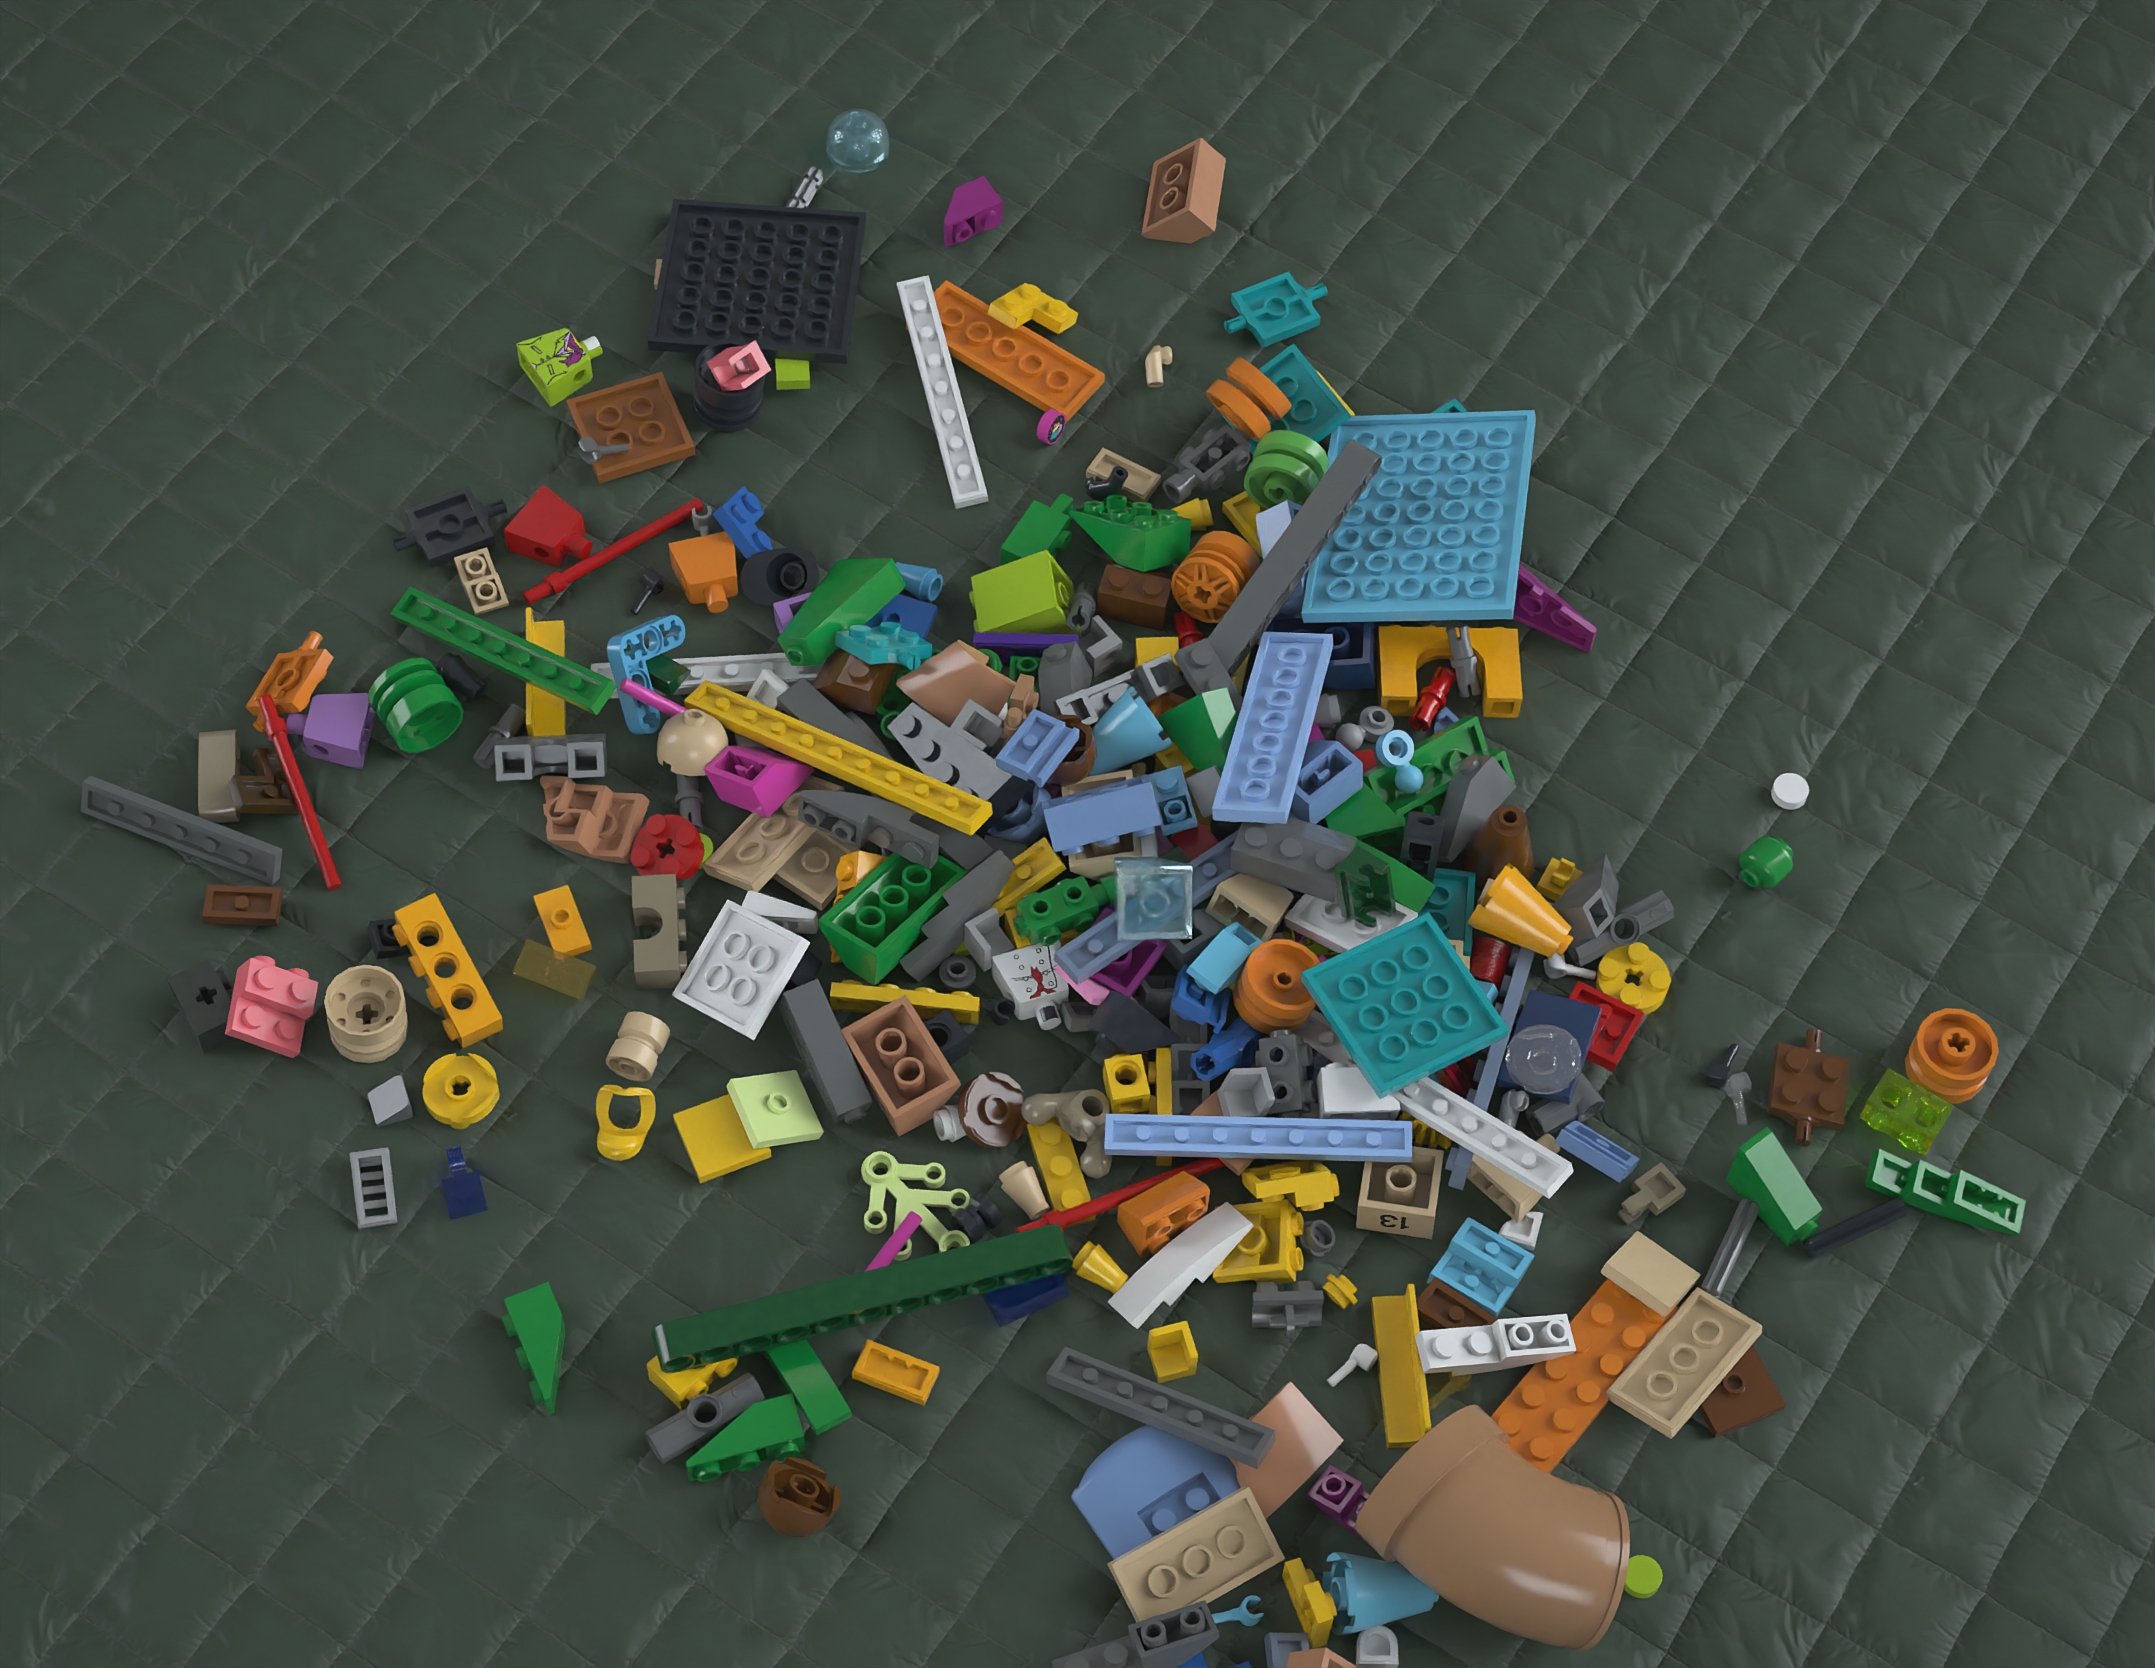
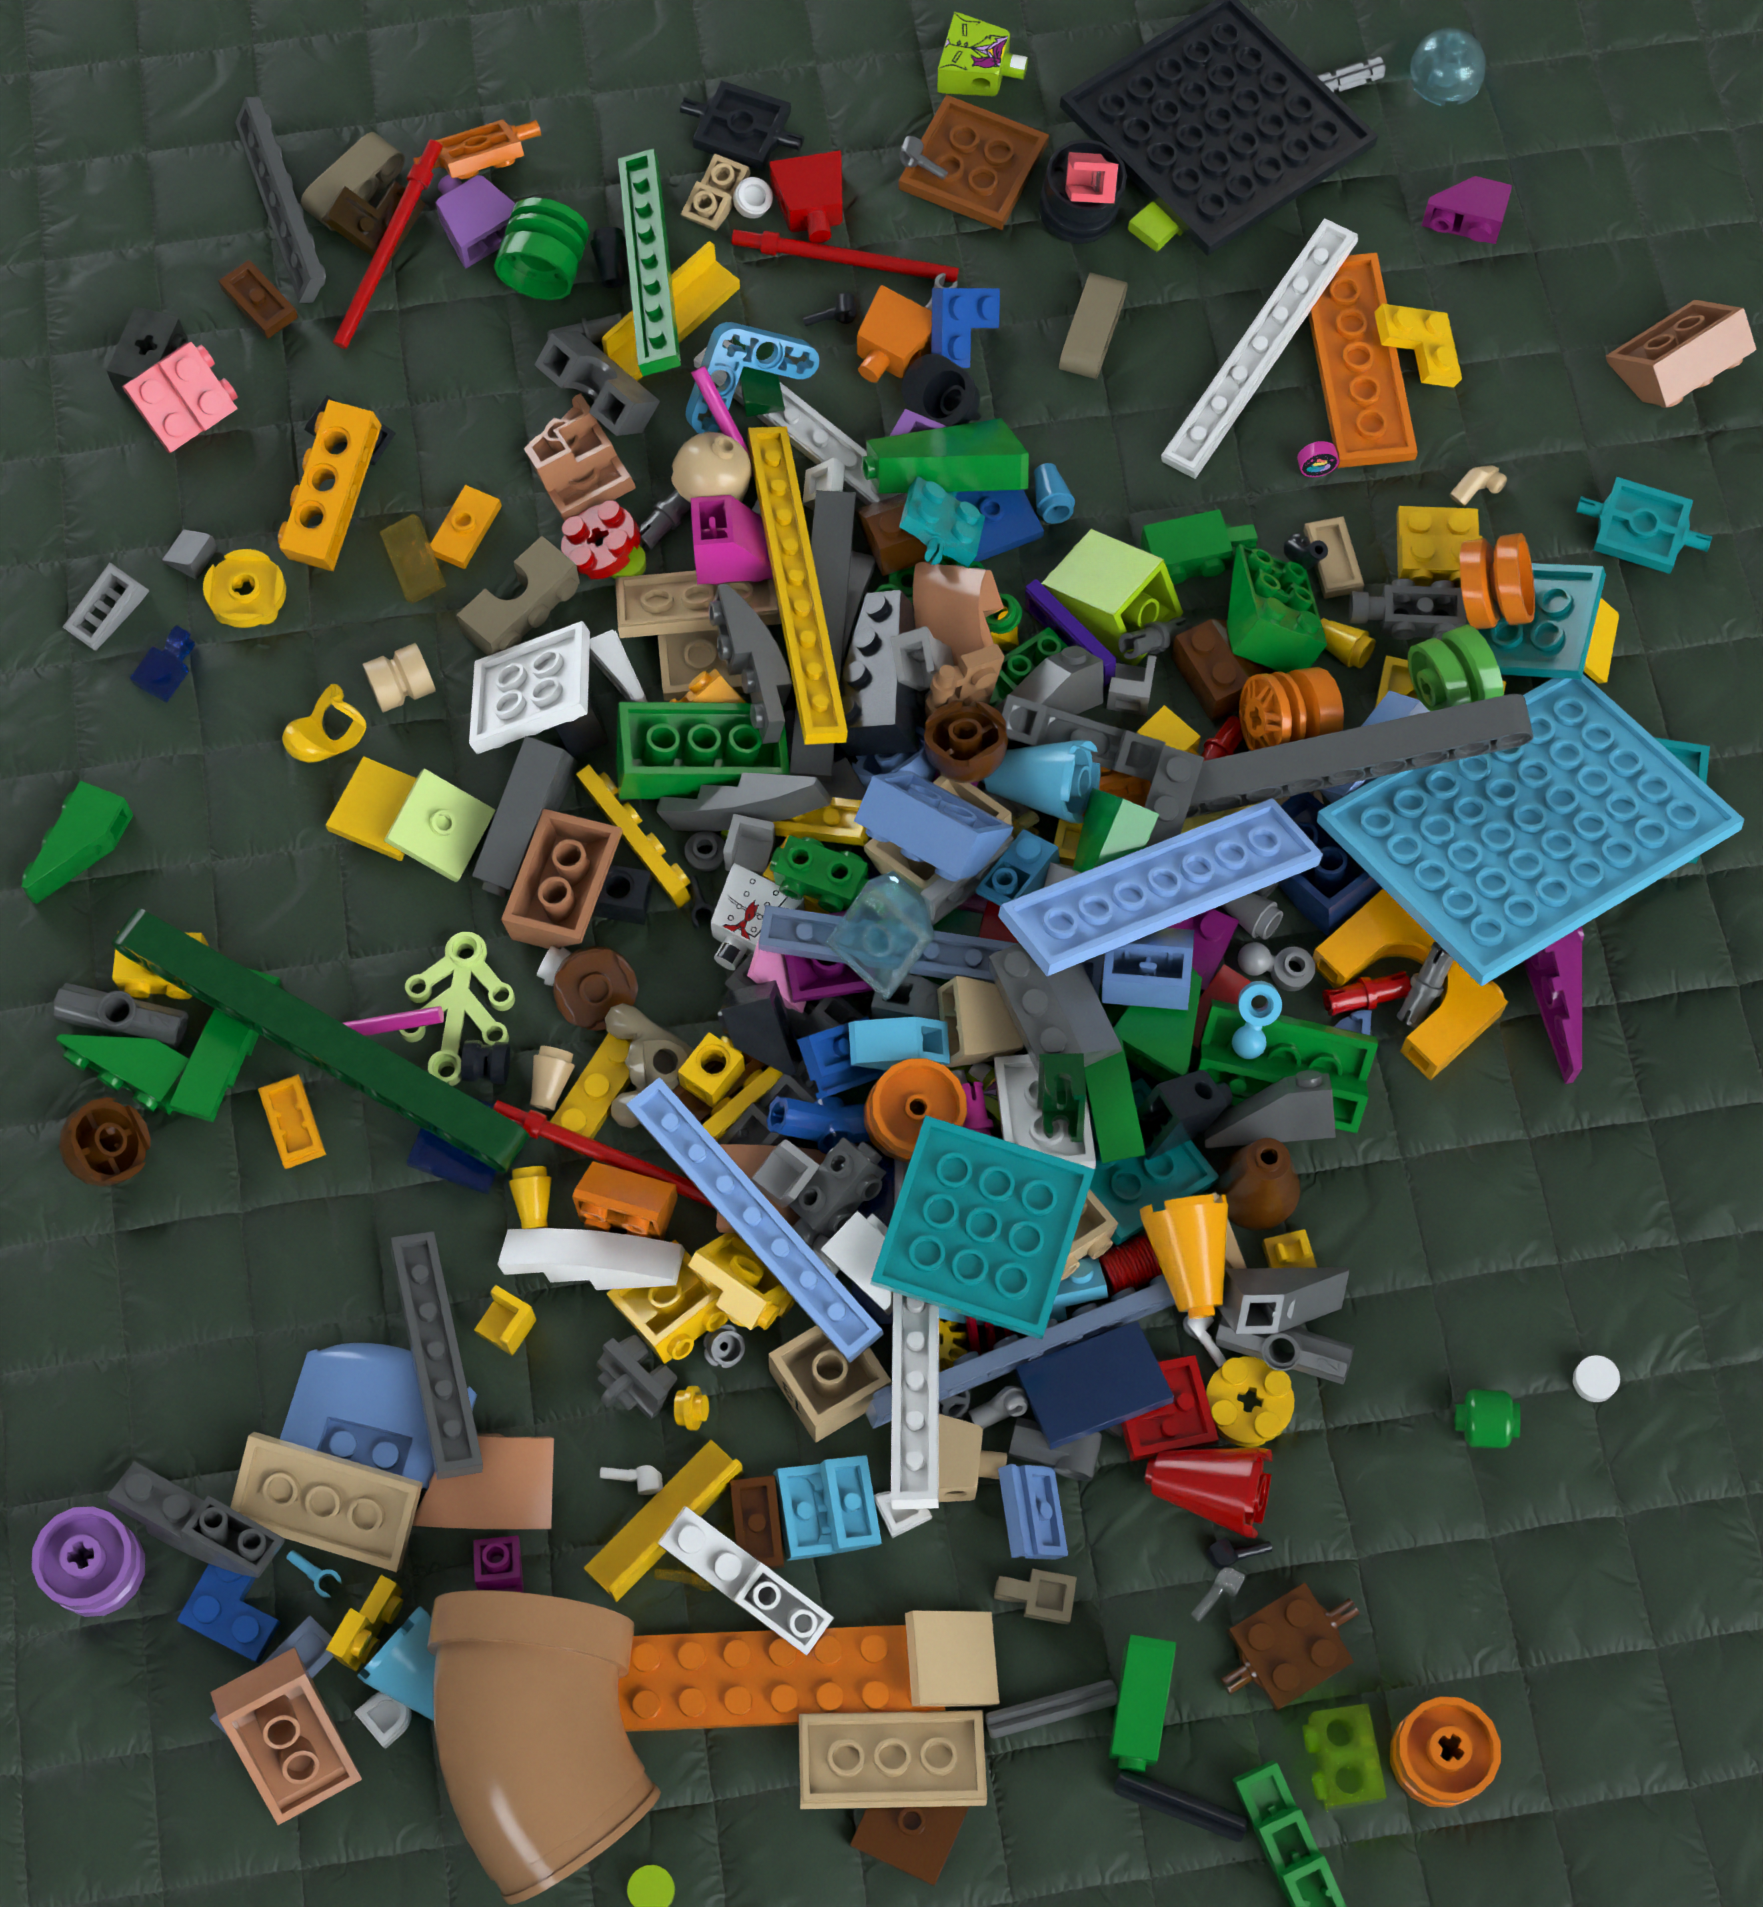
camera: 50 degrees right, 10 degrees up
(361, 996) = (235, 464): tan wheel -> none
(511, 564) = (752, 197): none -> white tile
(824, 462) = (1093, 325): none -> dark tan beam
(1037, 747) = (935, 719): medium blue plate -> none
(1175, 418) = (1431, 542): none -> yellow plate
(1543, 1059) = (1067, 1390): clear tile -> none
(1674, 1035) = (1215, 1484): none -> red cone

